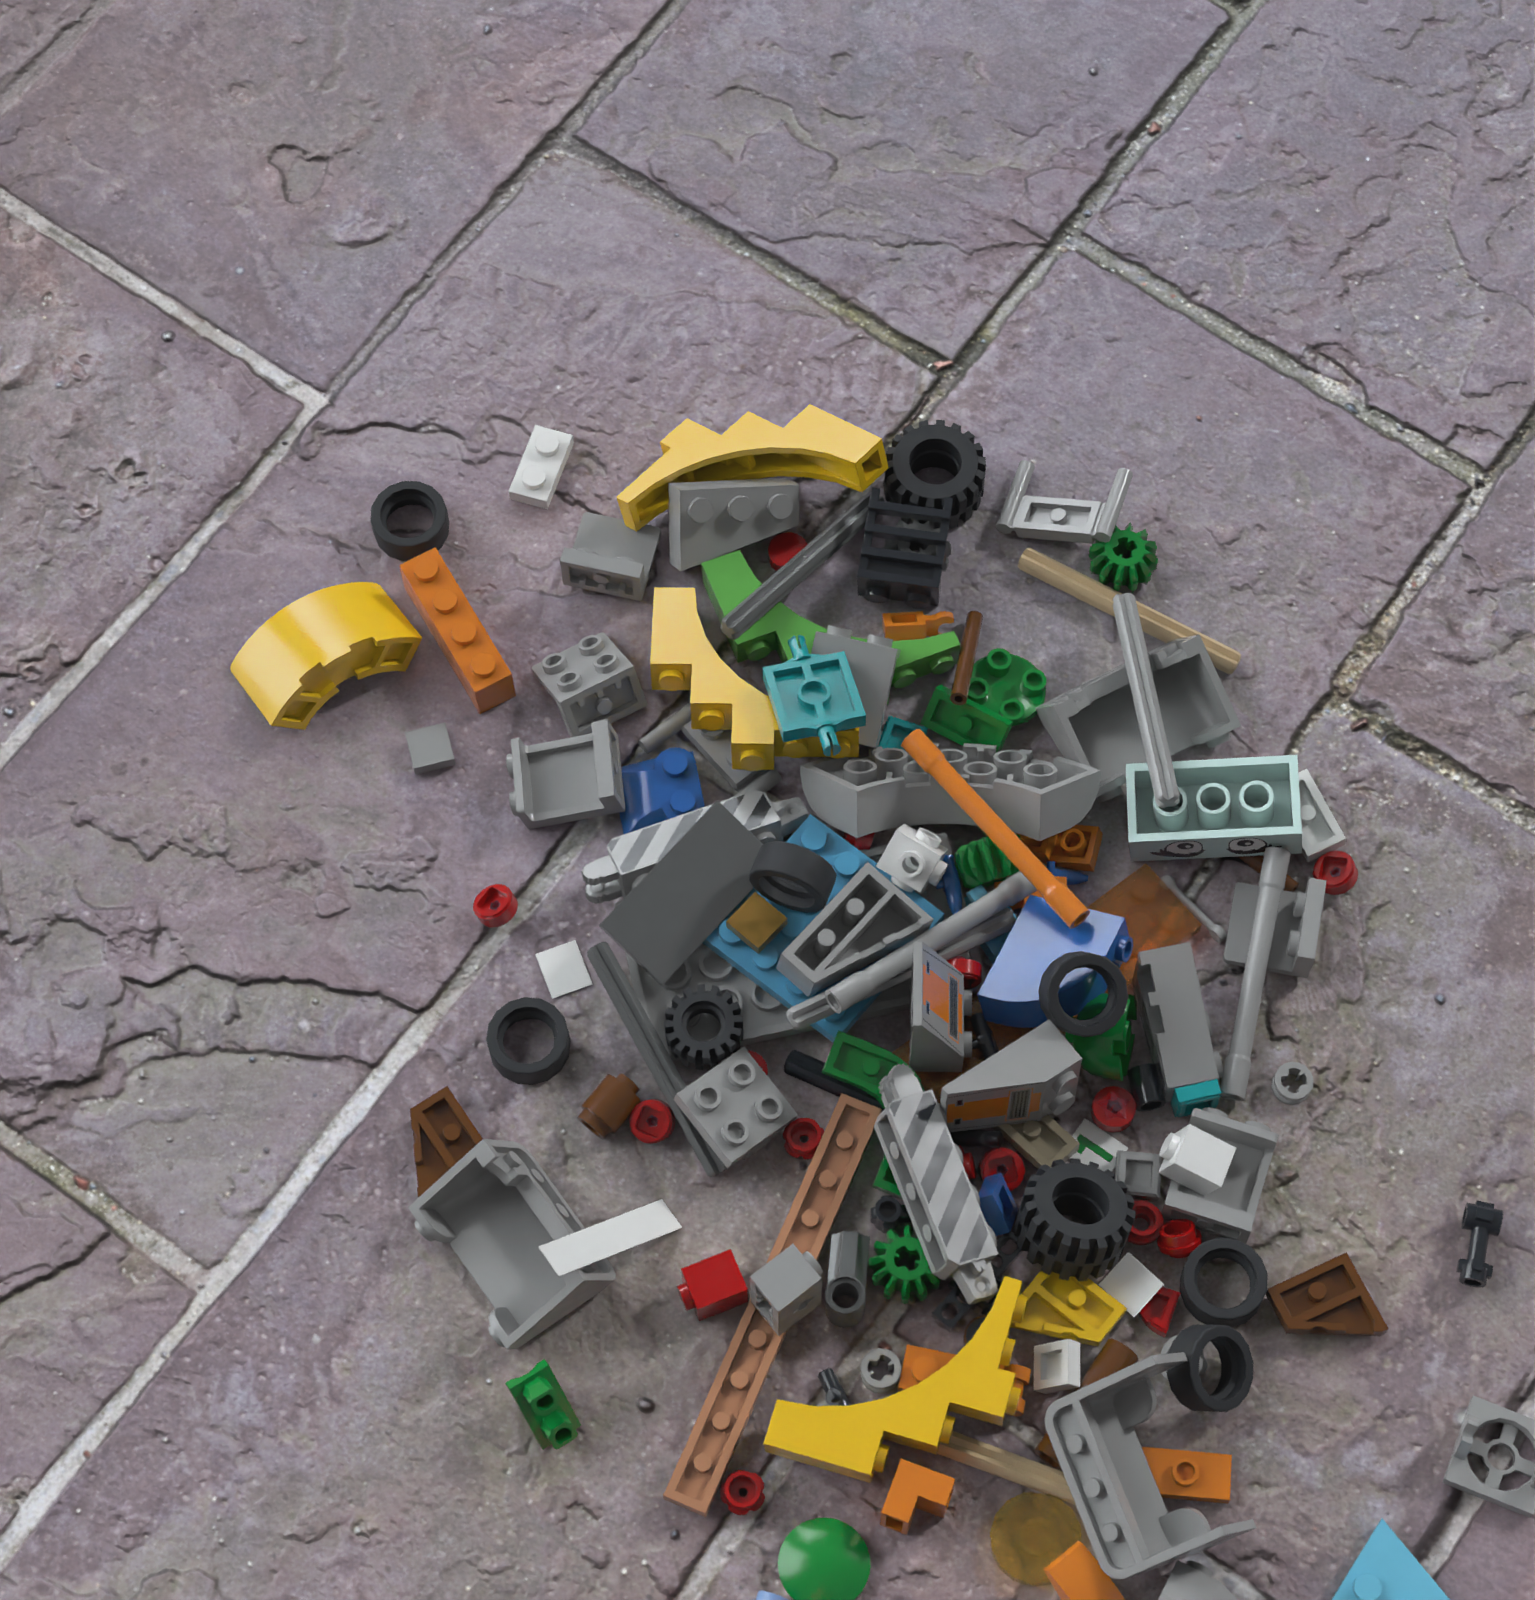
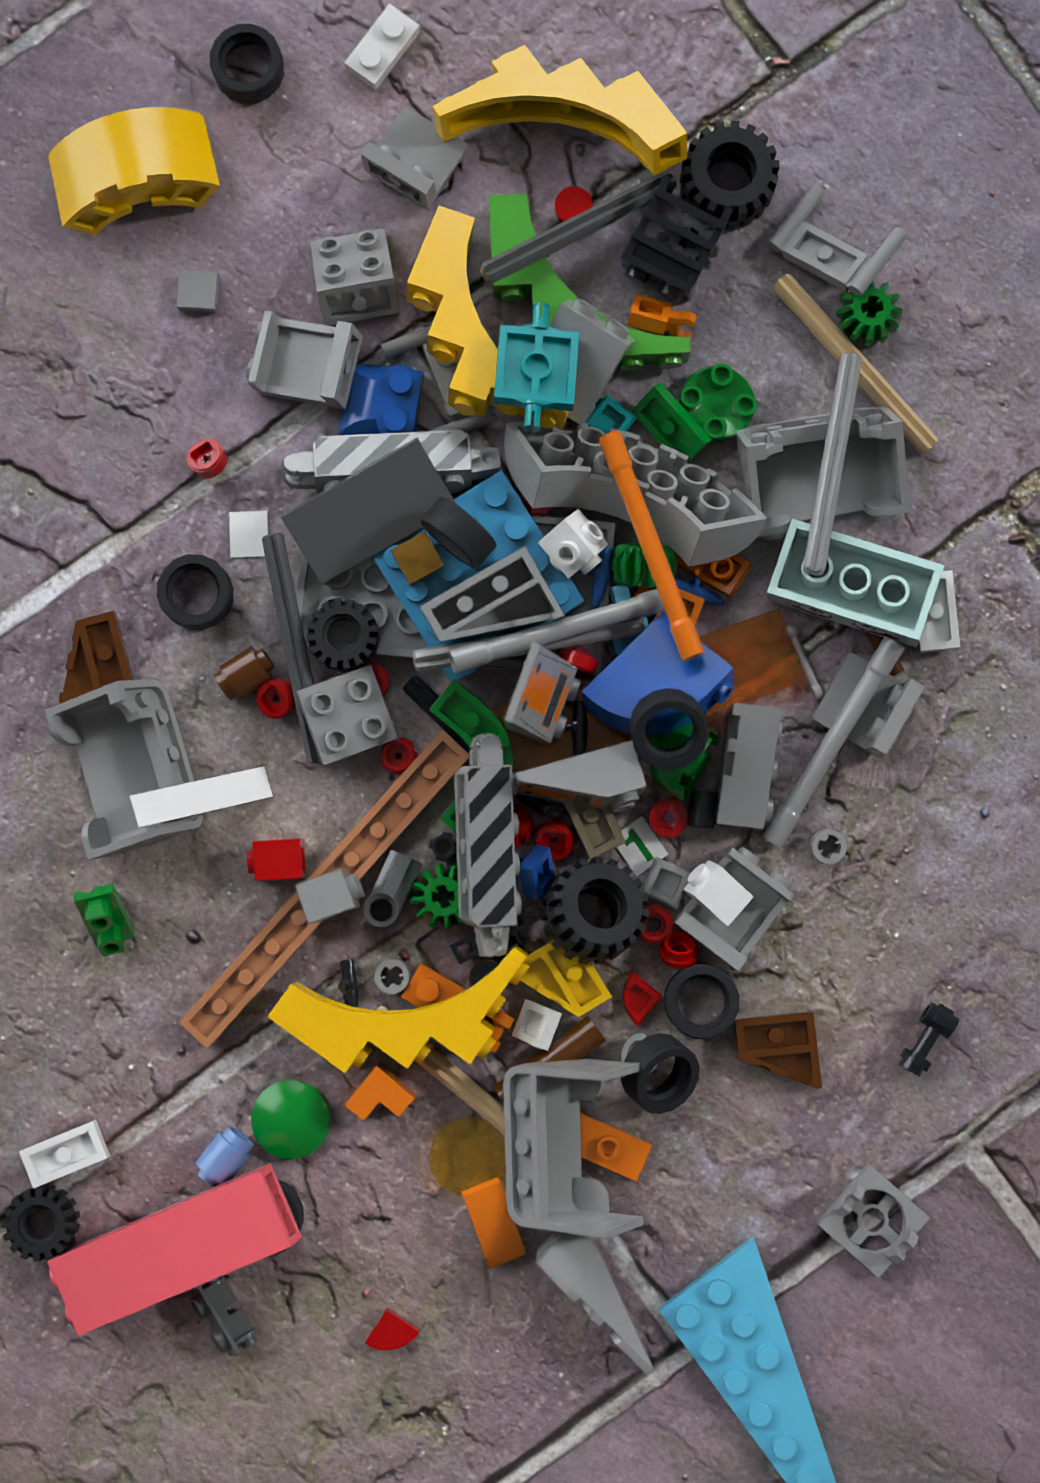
camera: 20 degrees right, 20 degrees up
(457, 630) = (253, 186): orange brick -> none
(727, 515) = (528, 155): light grey wedge -> none
(743, 1480) = (238, 1046): red plate -> none
(966, 658) = (692, 365): reddish brown piece -> none
(1131, 1284) = (625, 976): white sticker -> none
(1195, 1096) = (739, 835): teal tile -> none
(1338, 870) = (939, 672): red tile -> none

